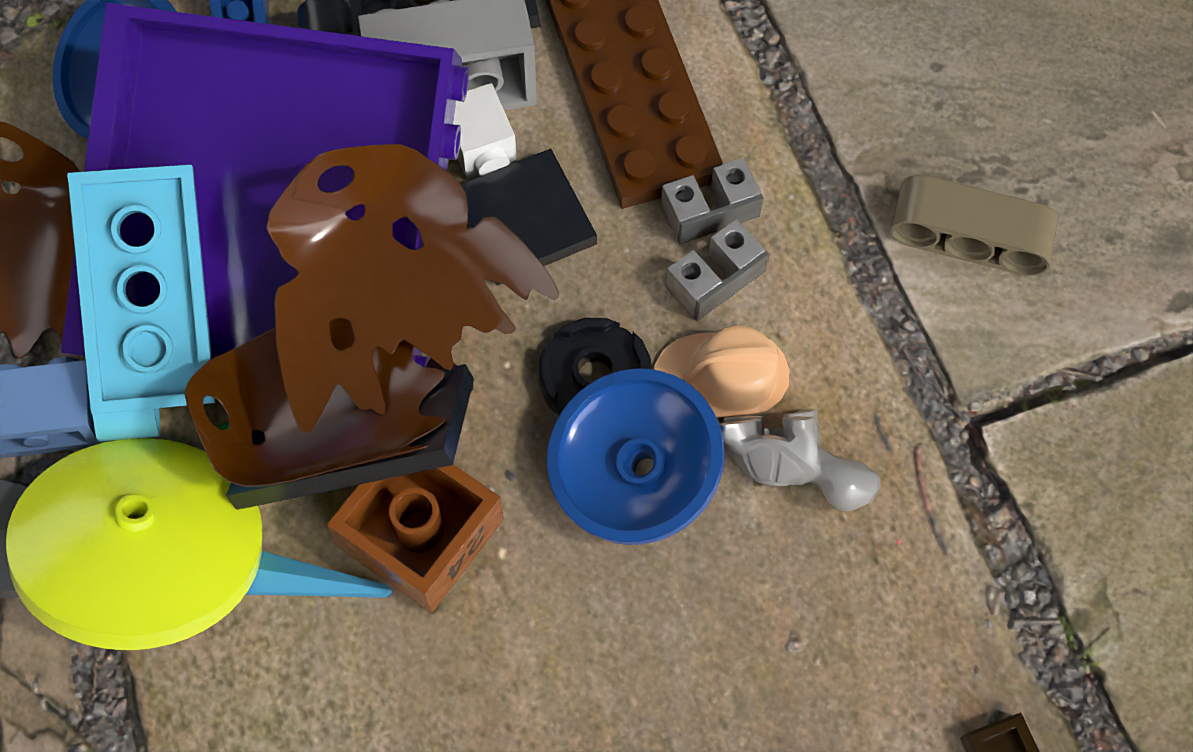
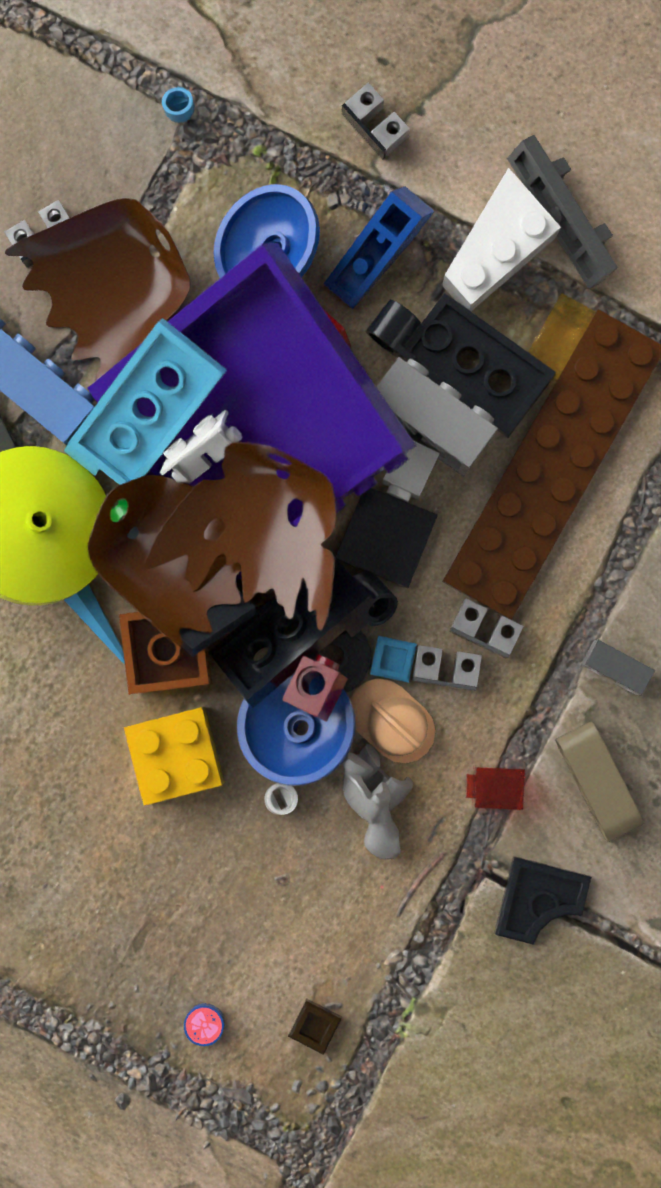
camera: 55 degrees right, 20 degrees up
(237, 295) = (187, 456): none -> white hinge
(542, 622) = (174, 755): none -> yellow brick
(550, 339) = (353, 605): none -> black hinge
(627, 406) = (298, 689): none -> brick
(657, 315) = (393, 659): none -> dark azure tile
(701, 553) = (288, 796): none -> white hinge
(886, 105) = (618, 666): none -> dark grey piece
(892, 323) = (496, 787): none -> clear red brick
(1049, 391) = (536, 896): none -> black tile

